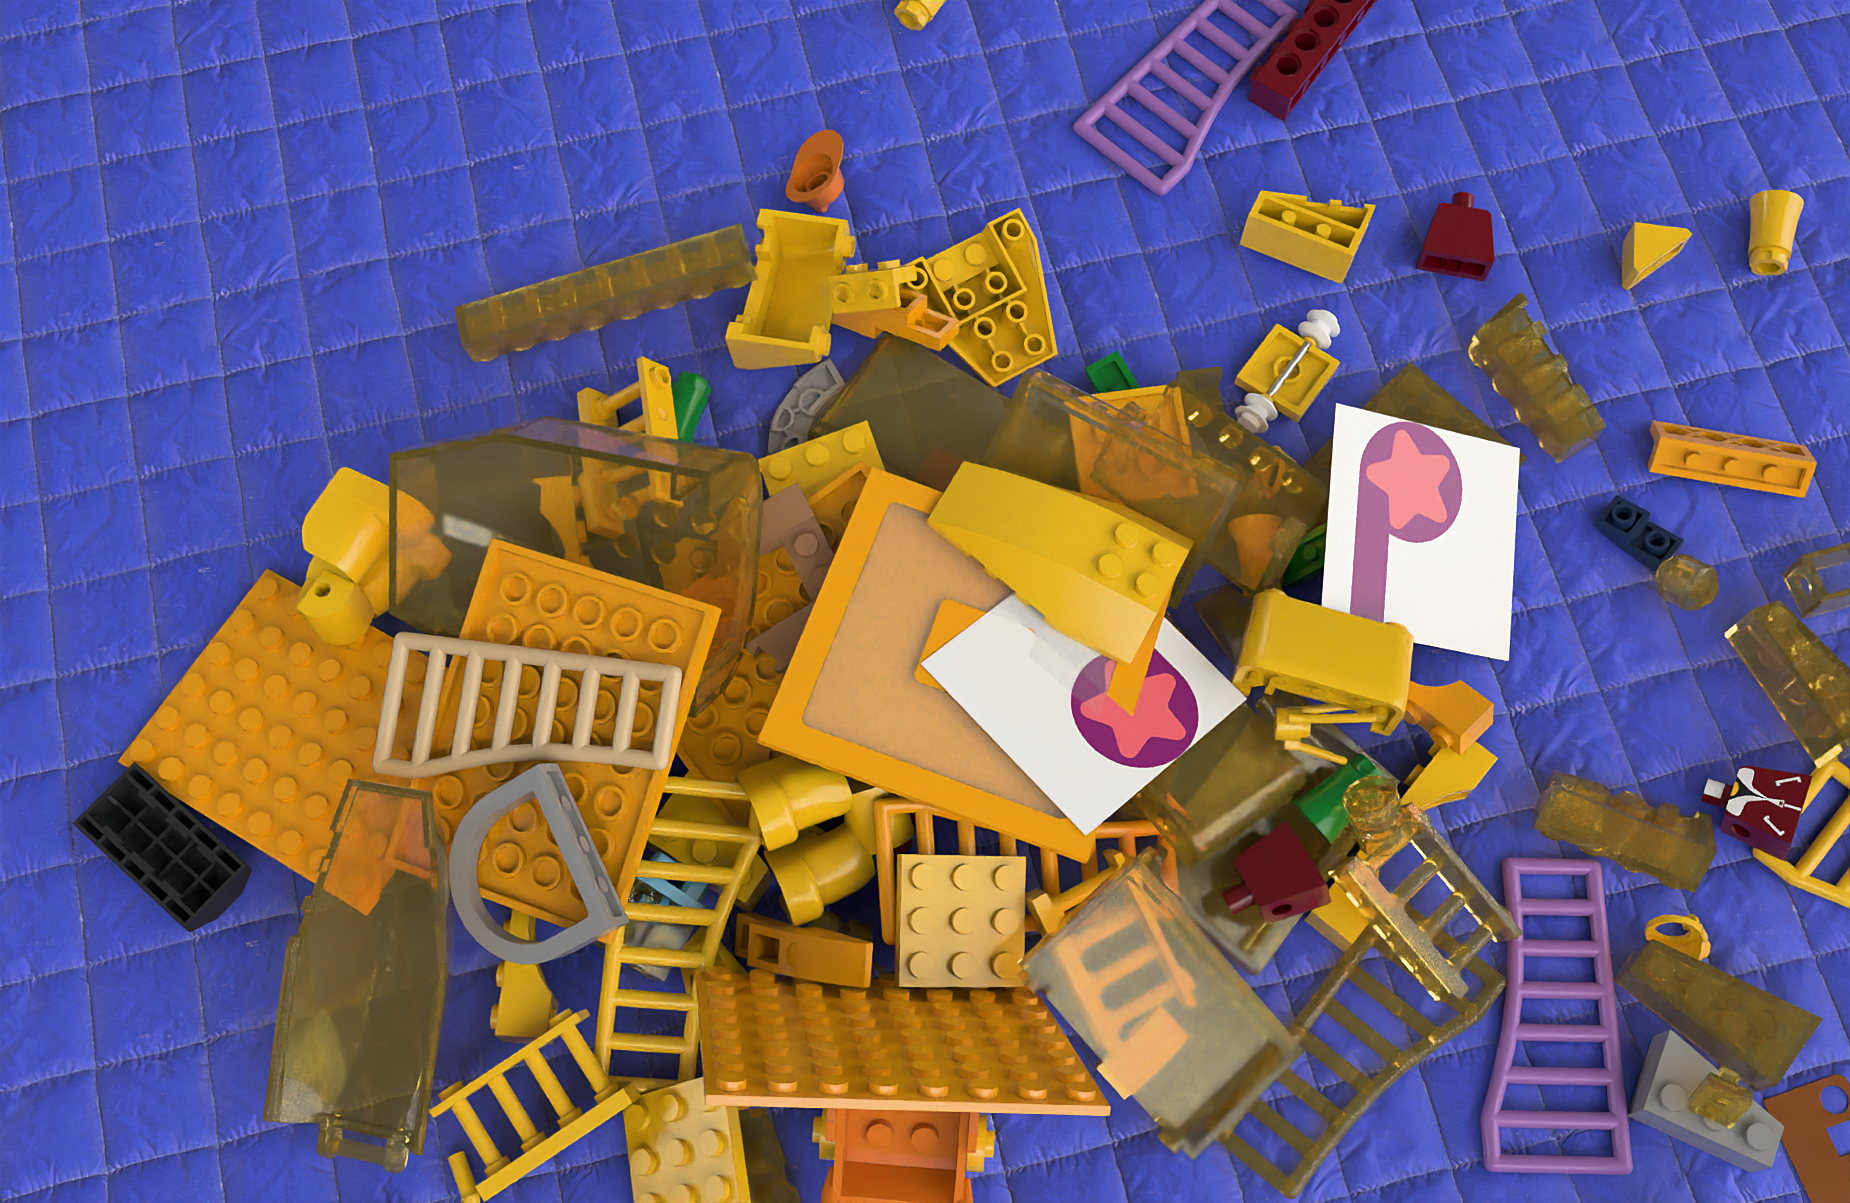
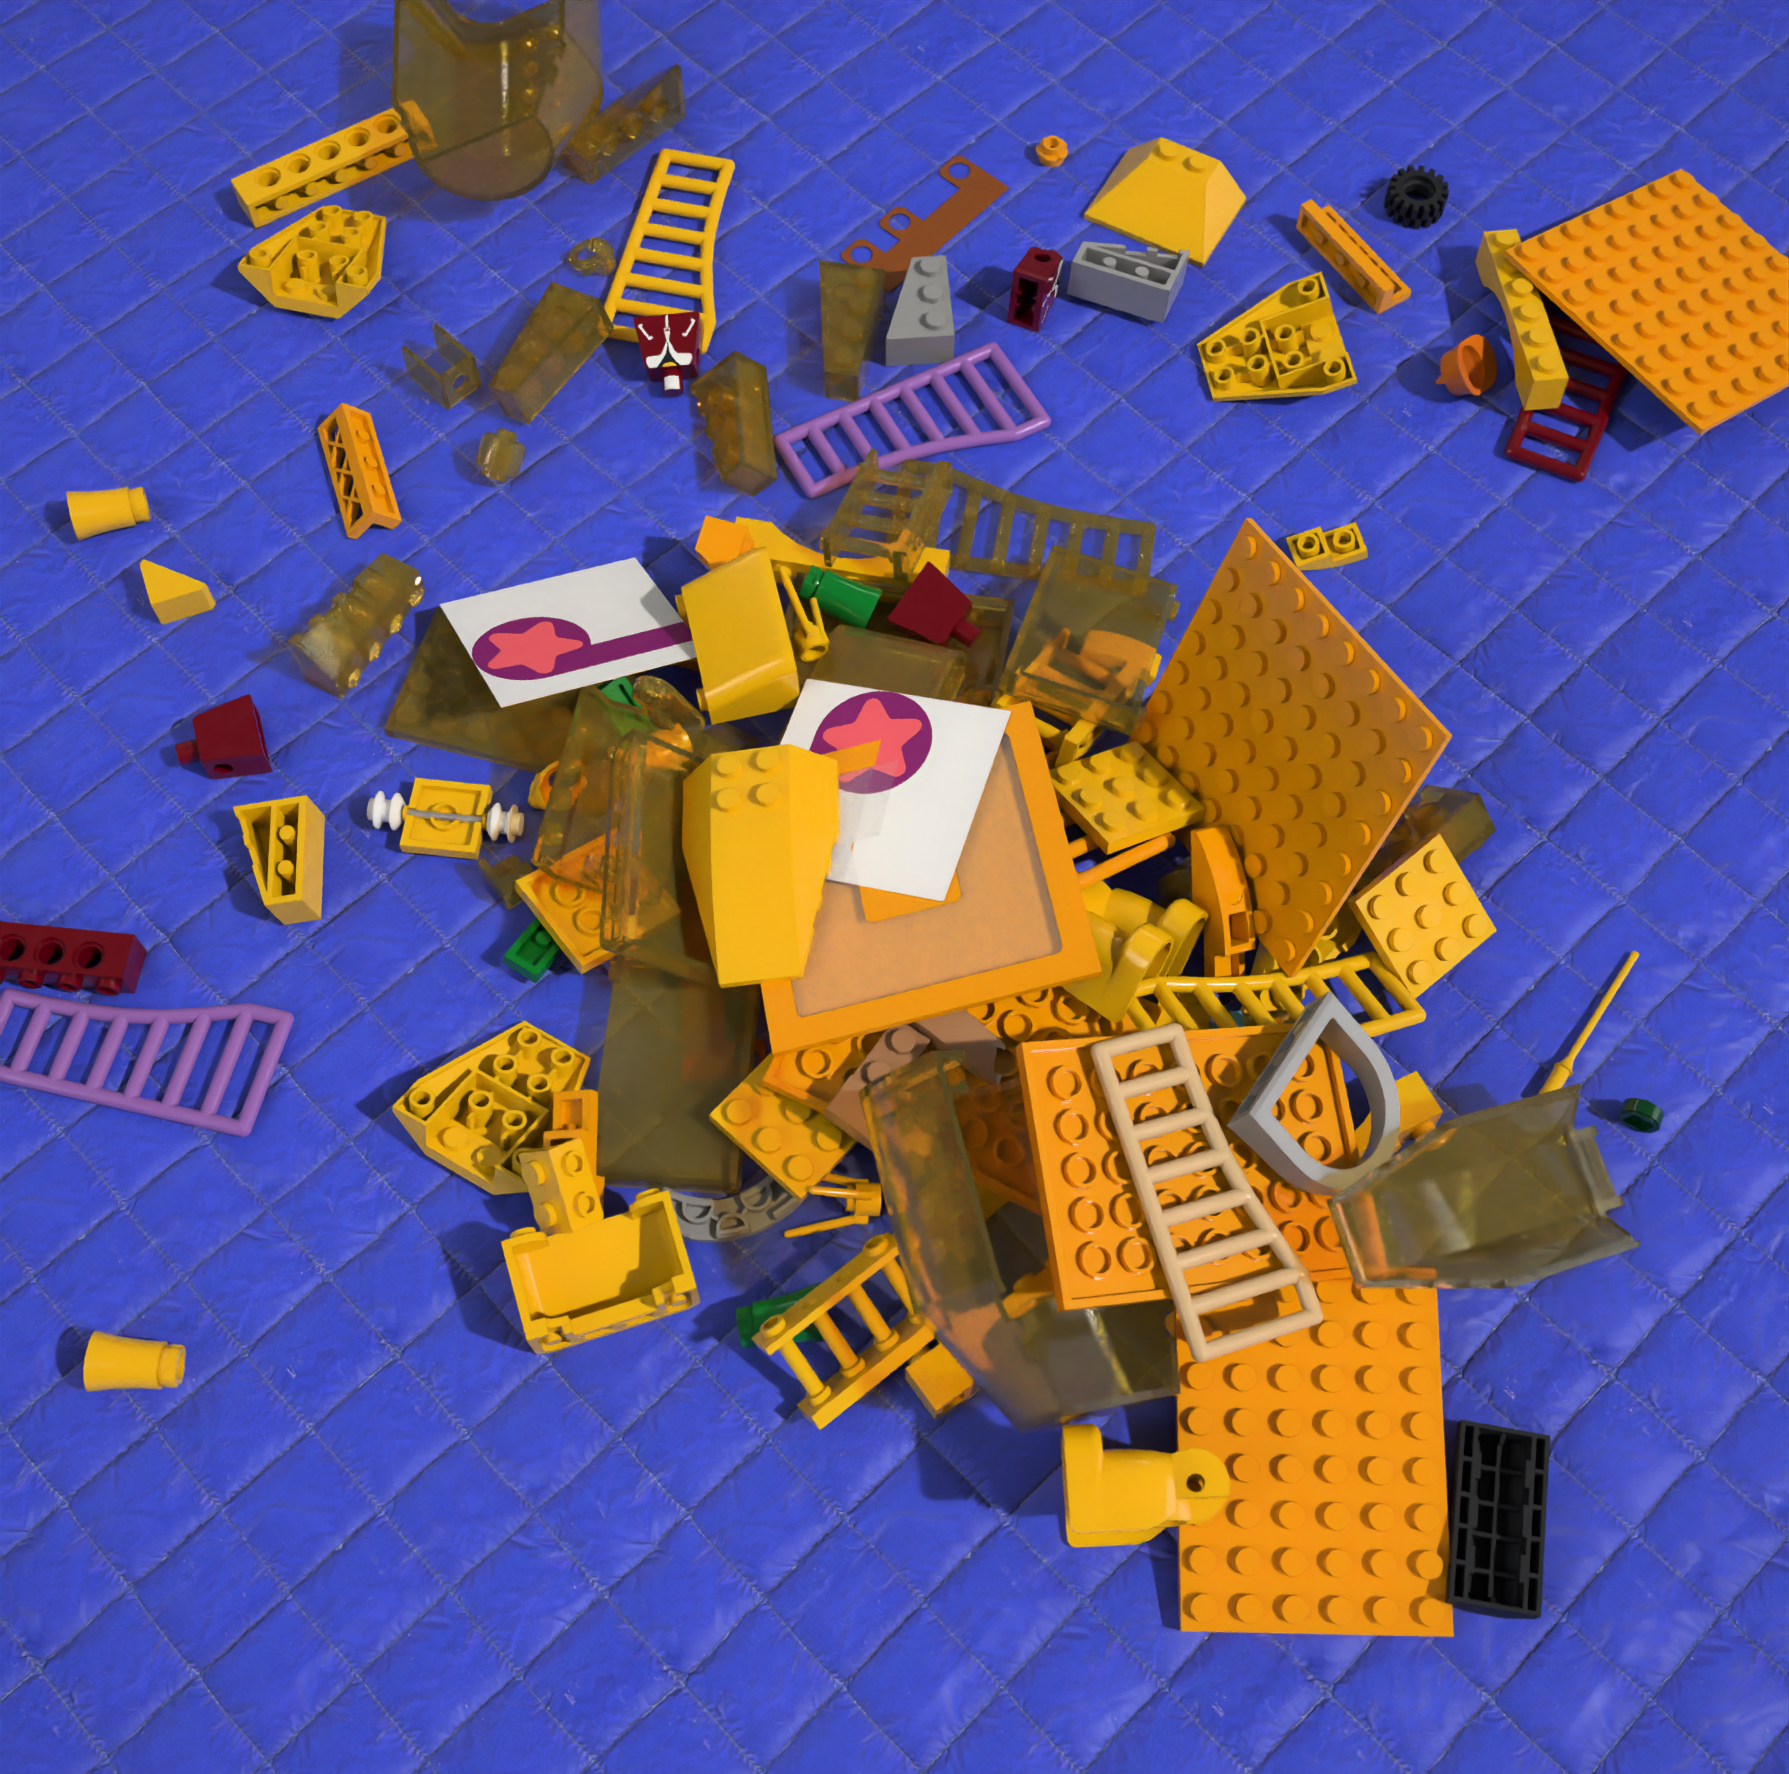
camera: 120 degrees left, 5 degrees down
(572, 1121) = (1479, 1013): yellow fence -> none
(606, 293) = (695, 1467): clear yellow brick -> none
(816, 171) = (430, 1345): orange piece -> none
(1377, 816) = (849, 553): clear yellow wheel -> none
(1634, 534) = (468, 508): dark blue slope -> none
(1693, 943) = (805, 362): yellow piece -> none
(1721, 1098) = (922, 285): clear yellow tile -> none

